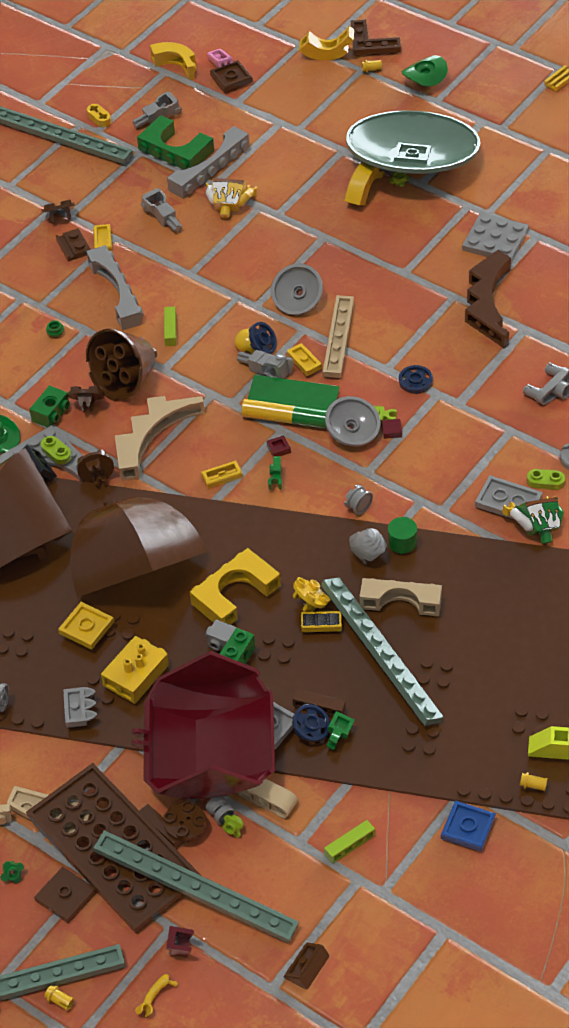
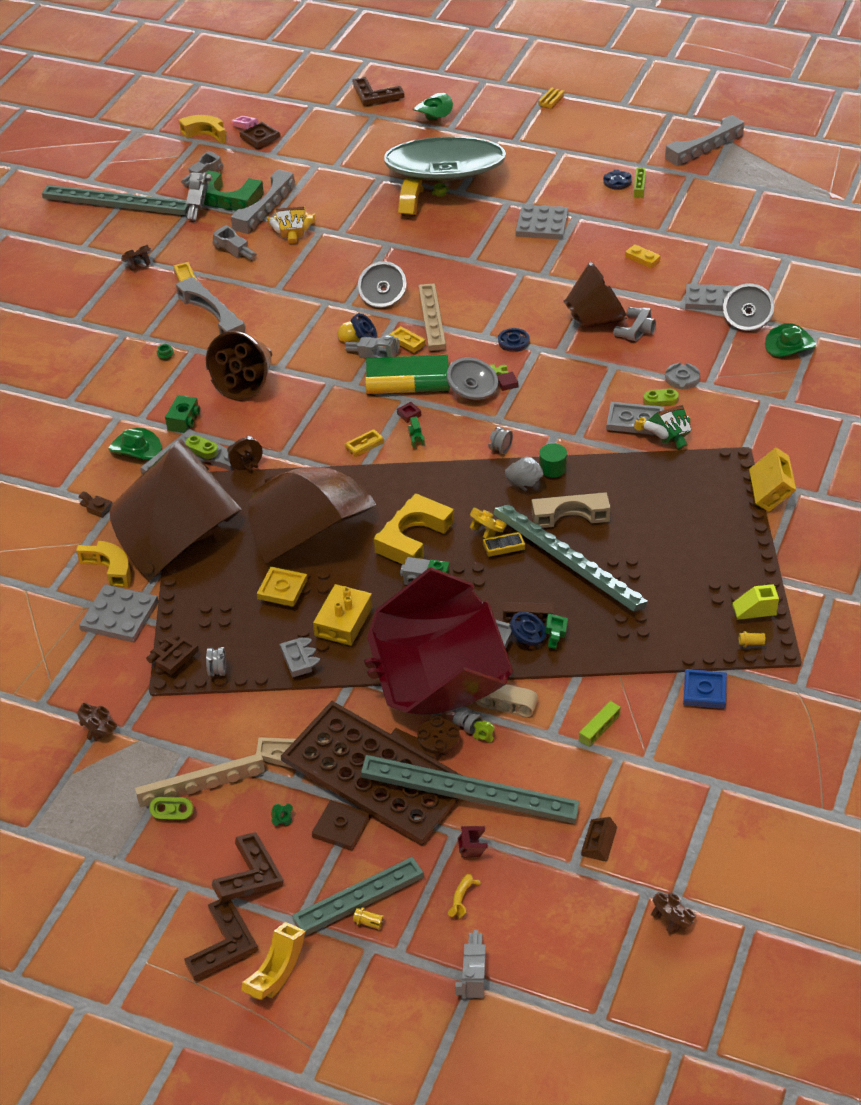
camera: 15 degrees left, 5 degrees down
(73, 244) = (159, 283): reddish brown plate -> none
(86, 397) = (215, 398): reddish brown plate -> none
(99, 115) = (148, 181): yellow beam -> none
(139, 144) = (196, 195): none -> light grey piece
(146, 427) = (279, 416): tan arch -> none
(170, 326) = (273, 333): lime piece -> none
(326, 49) = (338, 103): yellow arch -> none
(371, 65) = (383, 110): yellow pin -> none
(482, 310) = (552, 275): reddish brown arch -> none
(509, 350) = (592, 300): none -> reddish brown cone

